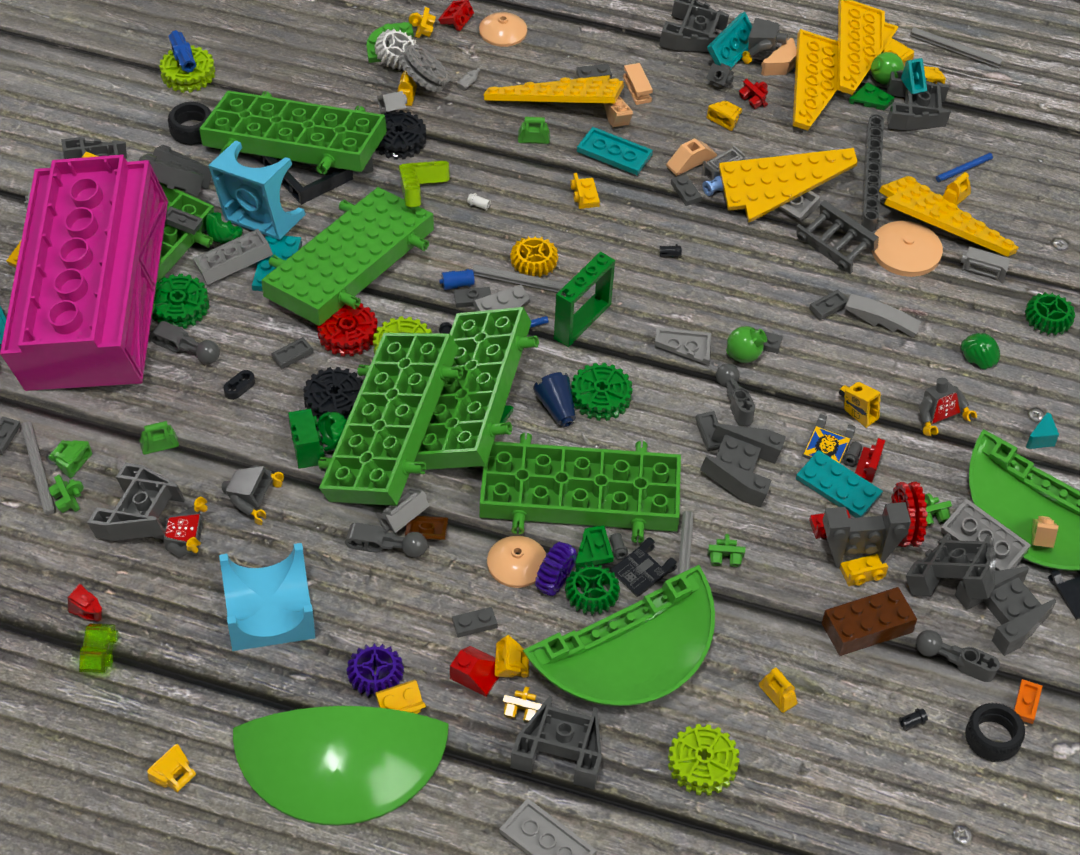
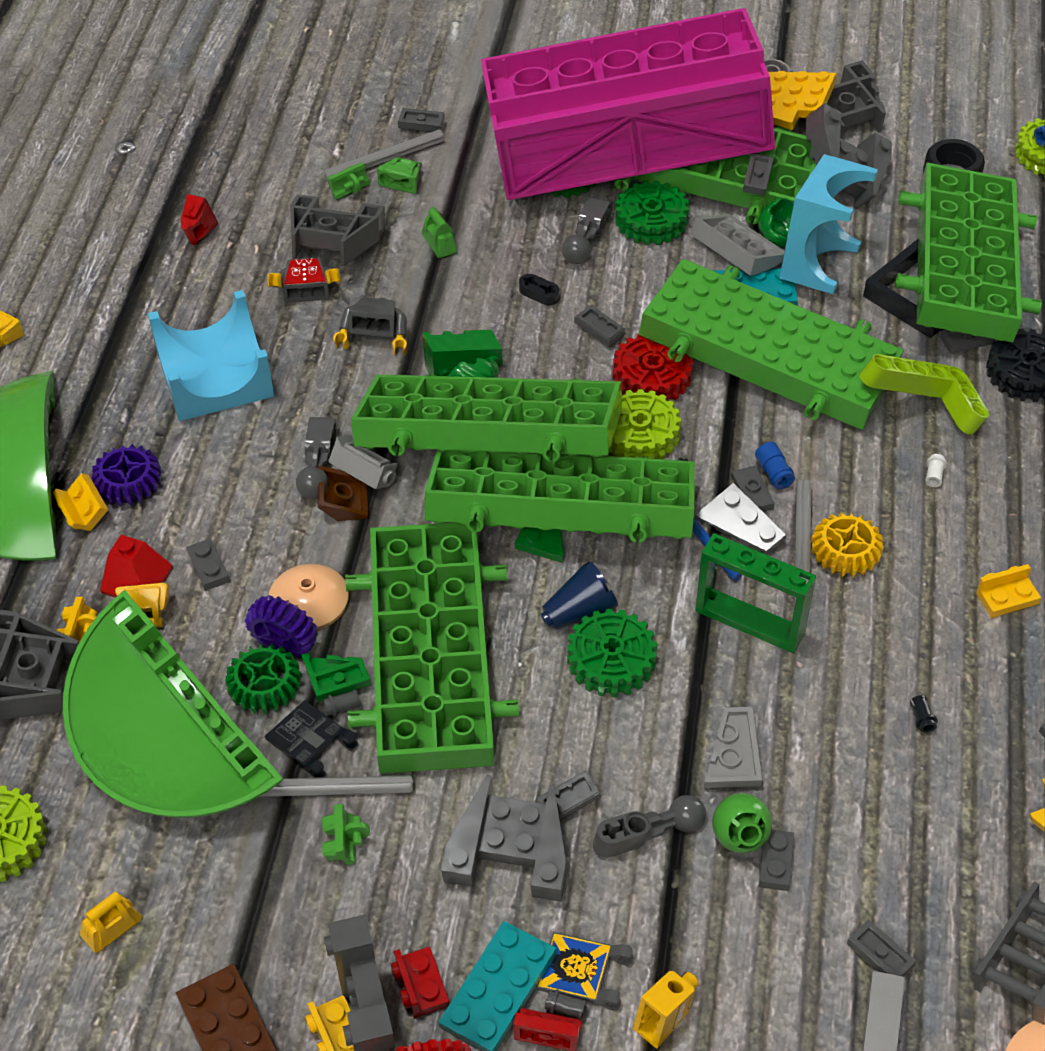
camera: 85 degrees right, 0 degrees up
(98, 648) = (145, 242): clear neon green brick -> none
(332, 391) = (538, 361): black piece -> none

